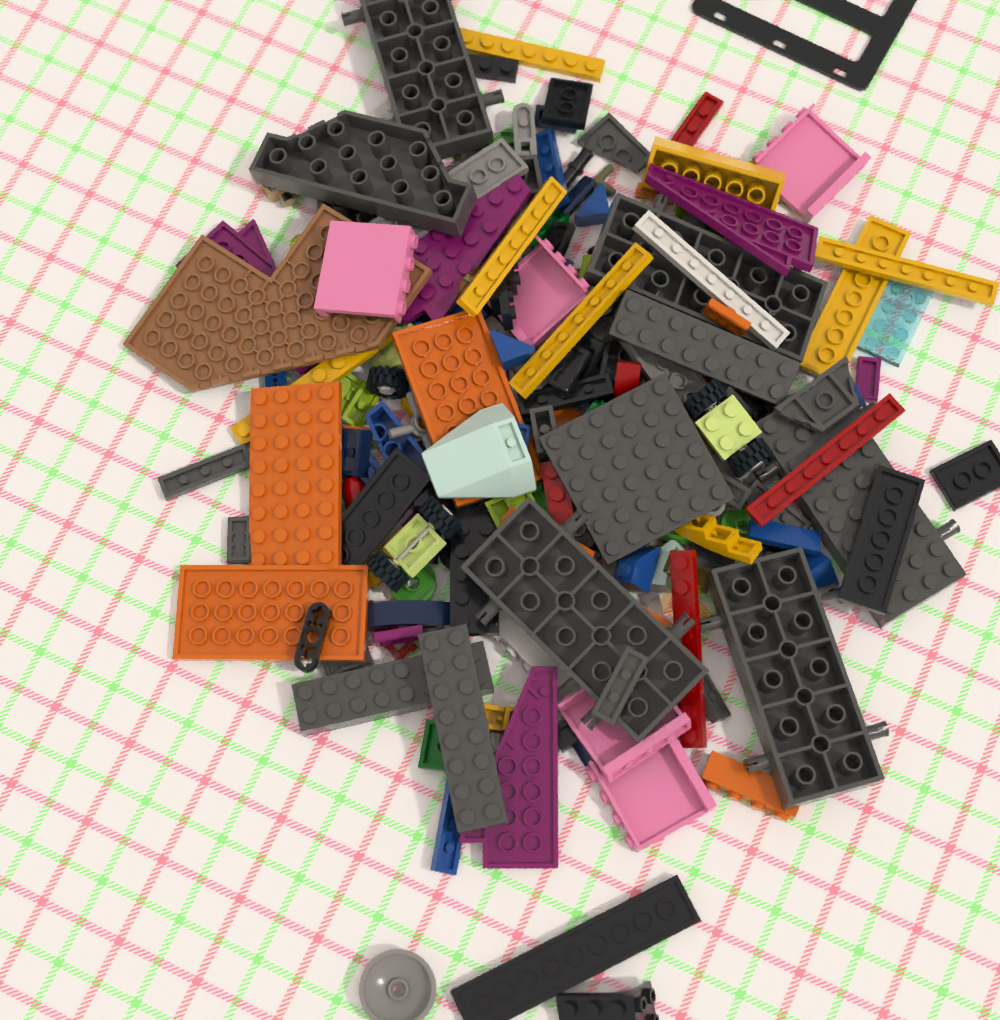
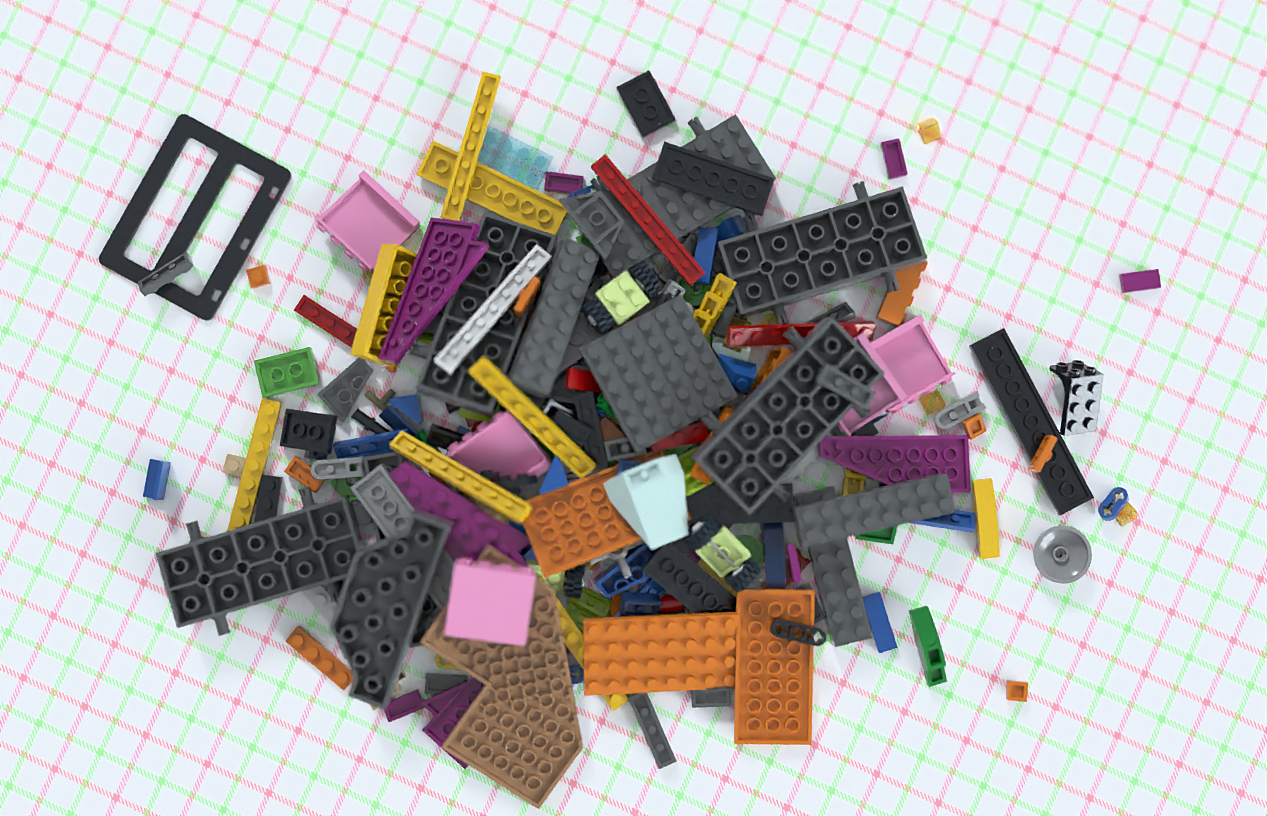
camera: 100 degrees left, 15 degrees up
(221, 925) = (1016, 690): none -> orange plate
(252, 203) = (404, 705): none -> magenta tile
(275, 239) = (440, 682): none -> dark grey tile
(286, 807) = (929, 645): none -> green slope
(319, 748) = (879, 622): none -> blue tile
(321, 109) = (320, 657): none -> orange plate
(448, 889) = (986, 518): none -> yellow slope
(522, 94) = (301, 472): none -> orange plate
(530, 33) = (234, 465): none -> tan plate
(532, 965) = (1043, 453): none -> orange plate
(569, 877) = (974, 426): none -> orange plate
(589, 858) = (958, 411): none -> light grey plate
(601, 823) = (932, 402): none -> clear yellow slope
(634, 84) = (286, 372): none -> bright green plate
(742, 57) = (258, 276): none -> orange plate
(921, 782) = (894, 158): none -> magenta tile
(962, 830) = (929, 130): none -> clear yellow slope

